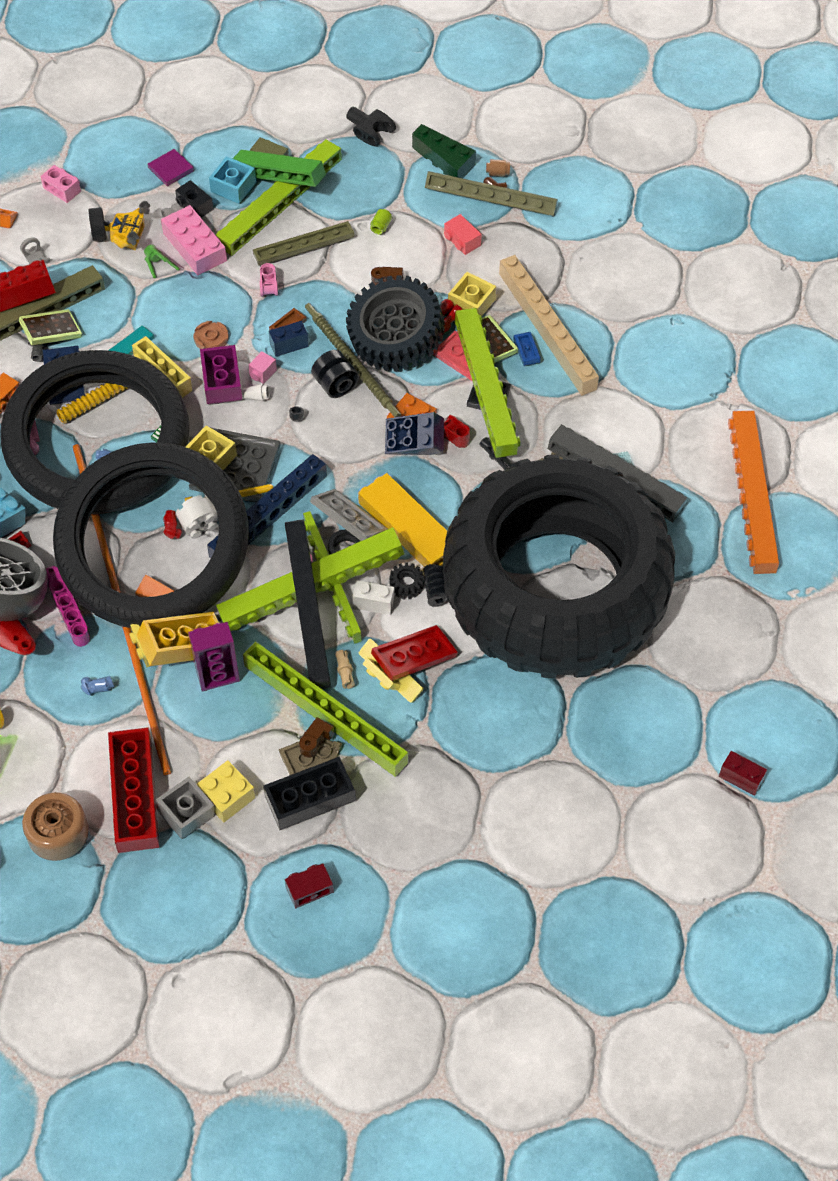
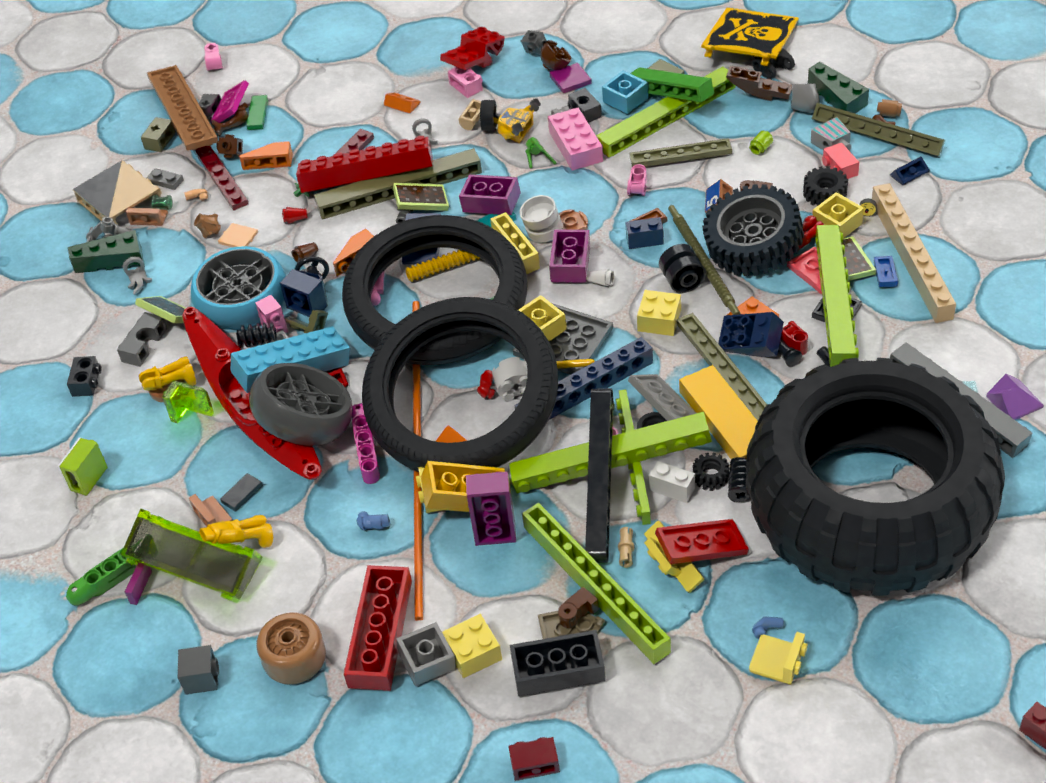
camera: 20 degrees right, 10 degrees down
(62, 146) = (475, 49): none -> red piece
(78, 223) = (470, 115): none -> tan brick
(122, 316) = (489, 194): none -> magenta brick
(123, 130) = (533, 41): none -> dark grey brick
(149, 146) = (553, 56): none -> reddish brown cylinder
(182, 337) = (540, 218): none -> white wheel
(262, 367) = (612, 255): bright pink brick -> none
(296, 413) = (635, 300): black hinge -> none
(322, 424) = (659, 312): none -> light yellow brick
(344, 96) = (750, 33): none -> flag
(349, 286) = (716, 191): none -> panel
(359, 155) = (752, 83): none -> reddish brown slope
(389, 464) = (715, 356): none -> olive plate
(414, 166) = (804, 97): none -> light grey piece
(448, 205) = (830, 134): none -> light grey torso
(452, 255) = (823, 183): none -> black tyre
(455, 449) = (789, 354): none -> black pin
(486, 720) = (766, 623): none -> medium blue arm
(498, 280) = (869, 206): none -> tile
(504, 750) = (778, 658): none -> light yellow bracket
(530, 236) = (910, 171): none -> dark blue slope
(664, 463) = (1013, 397): none -> medium lavender slope

